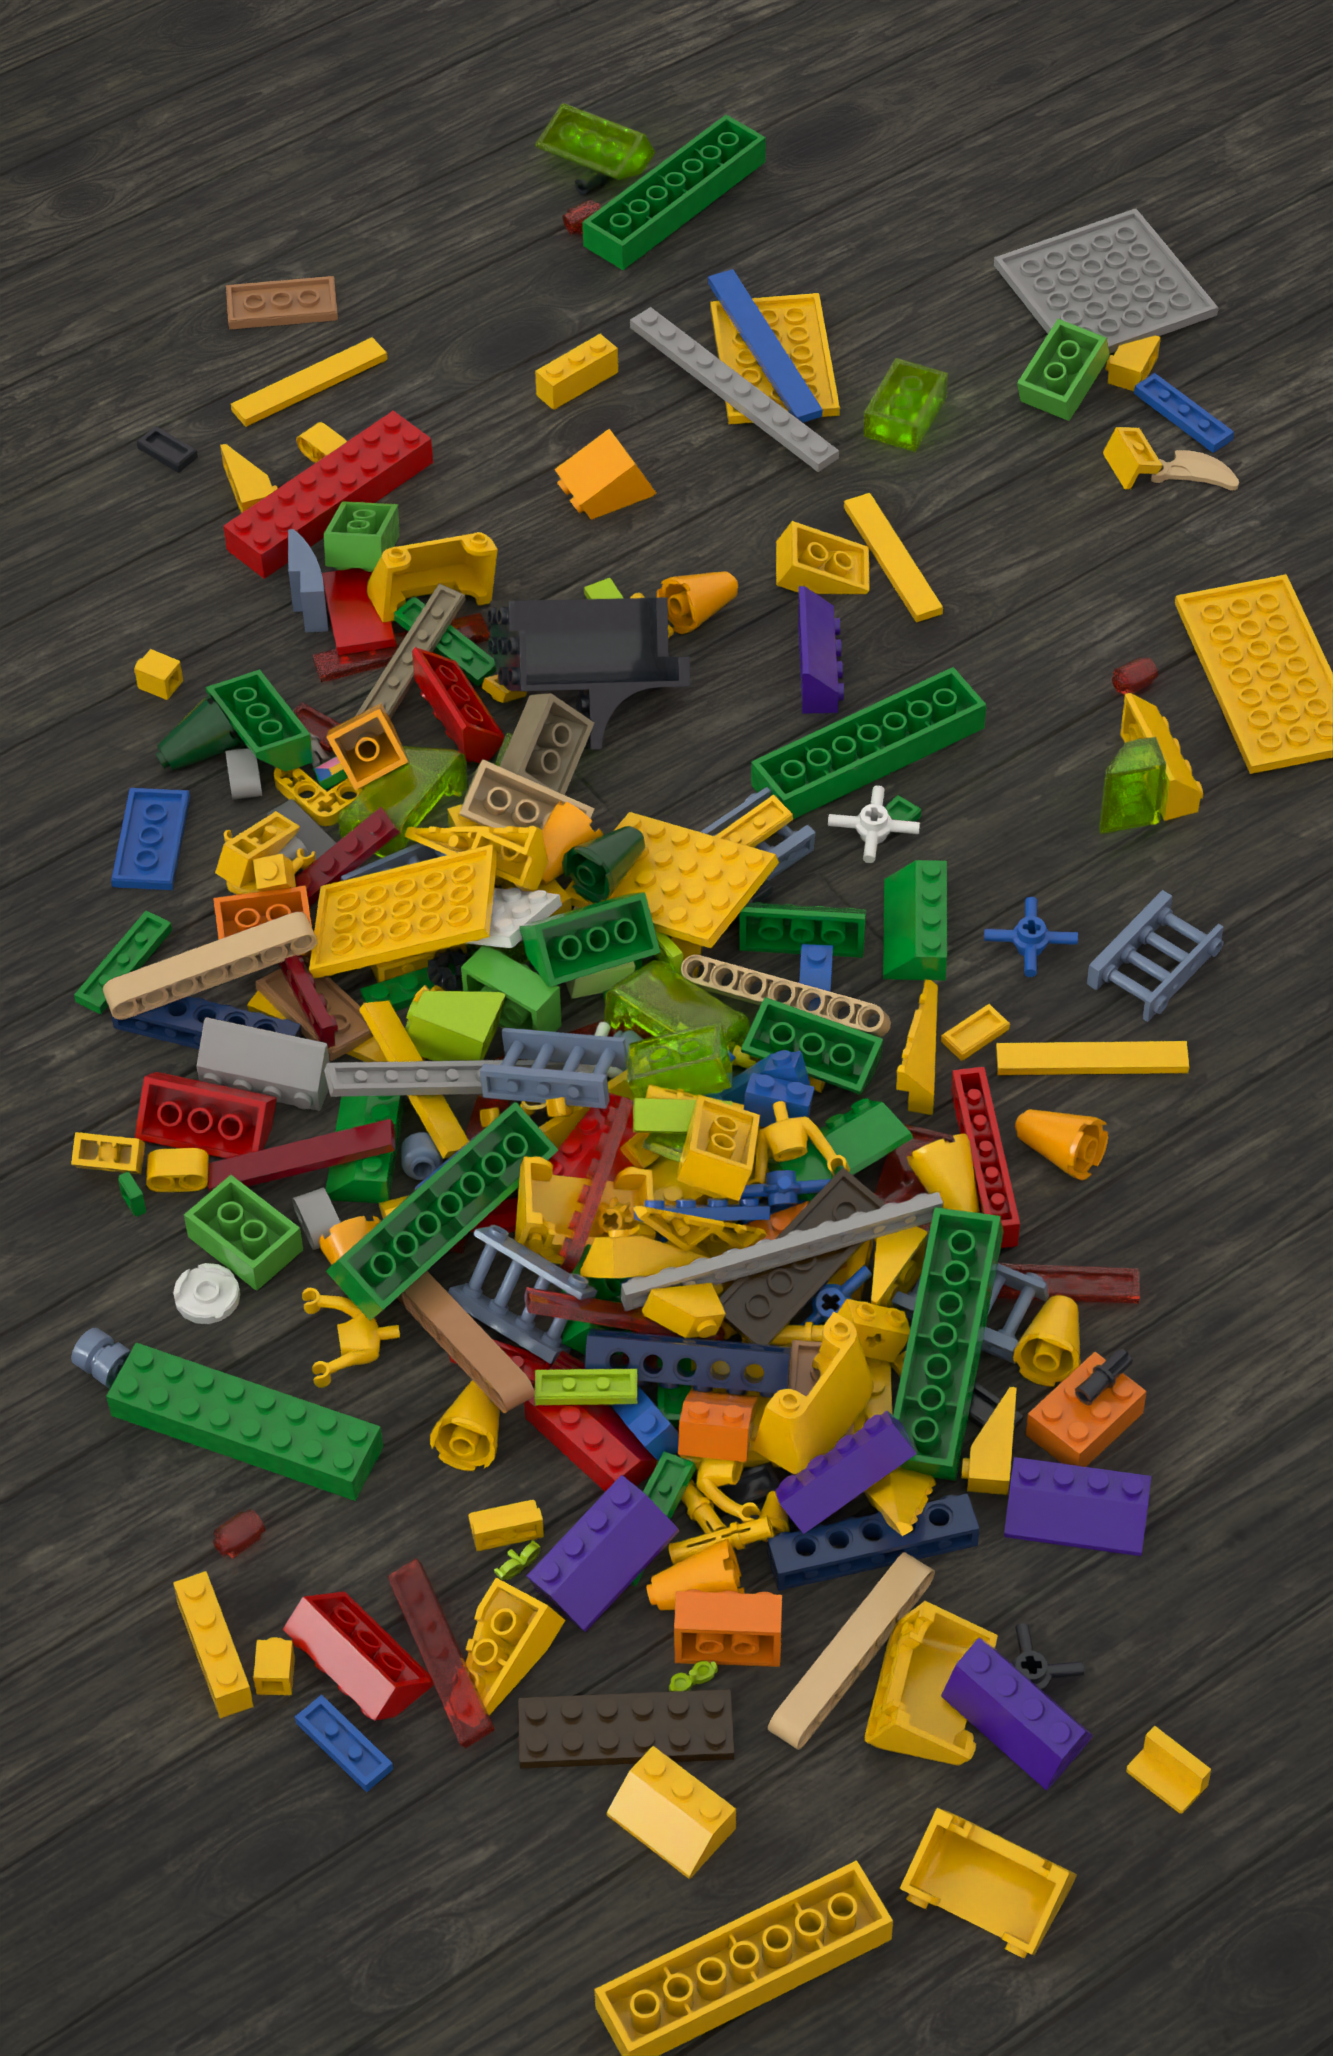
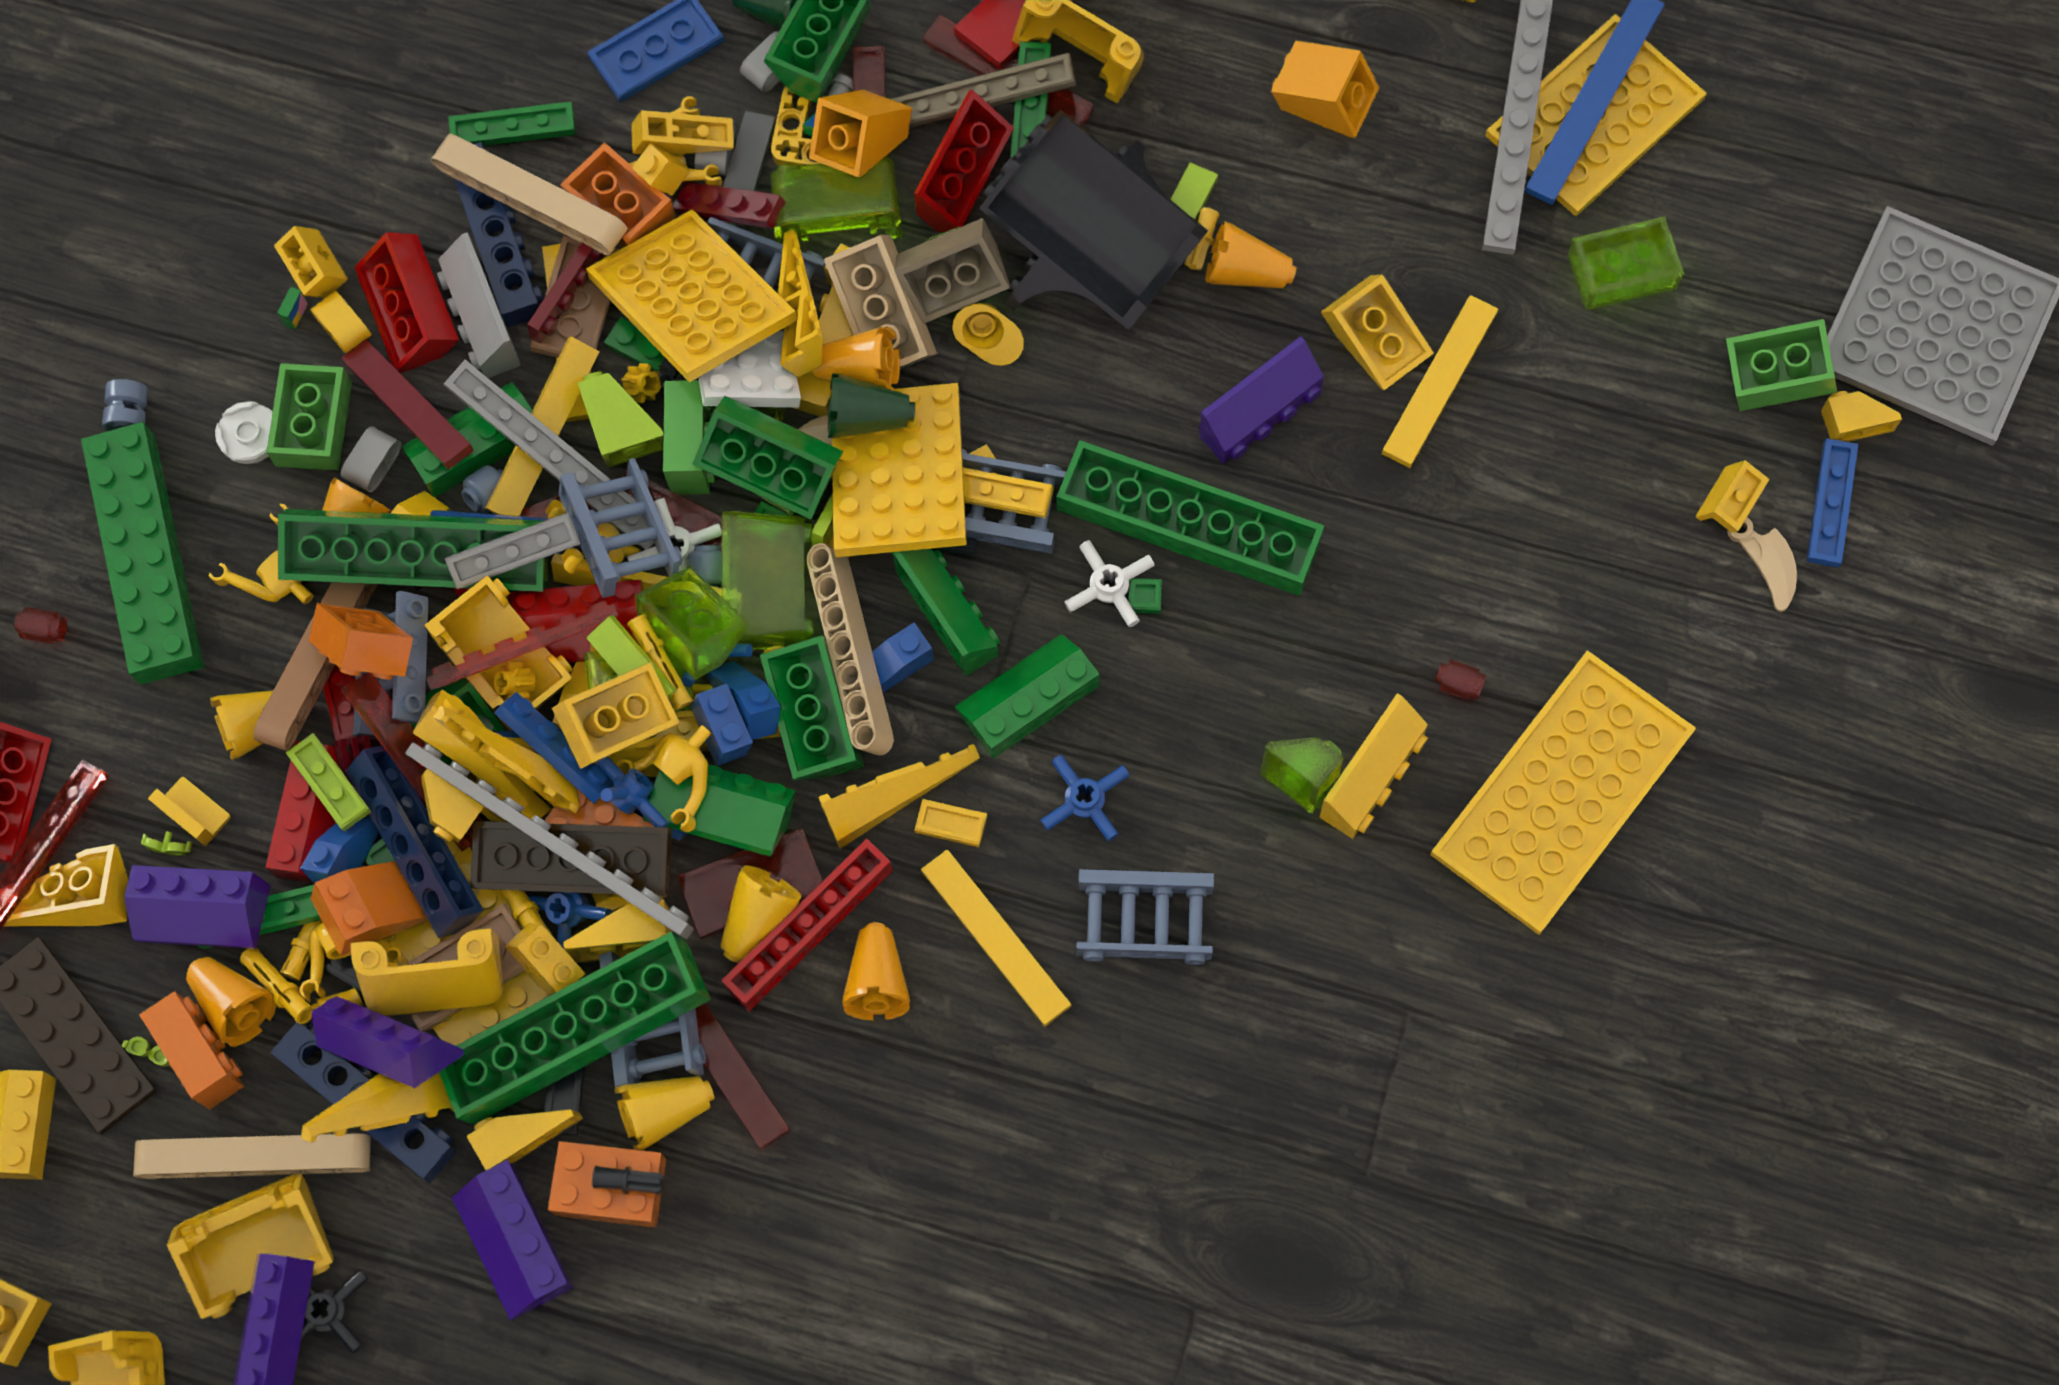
camera: 55 degrees right, 20 degrees up
(498, 1274) = (360, 641): none -> orange brick
(514, 1135) = (513, 550): none -> light grey tile
(606, 773) = (988, 334): none -> yellow piece

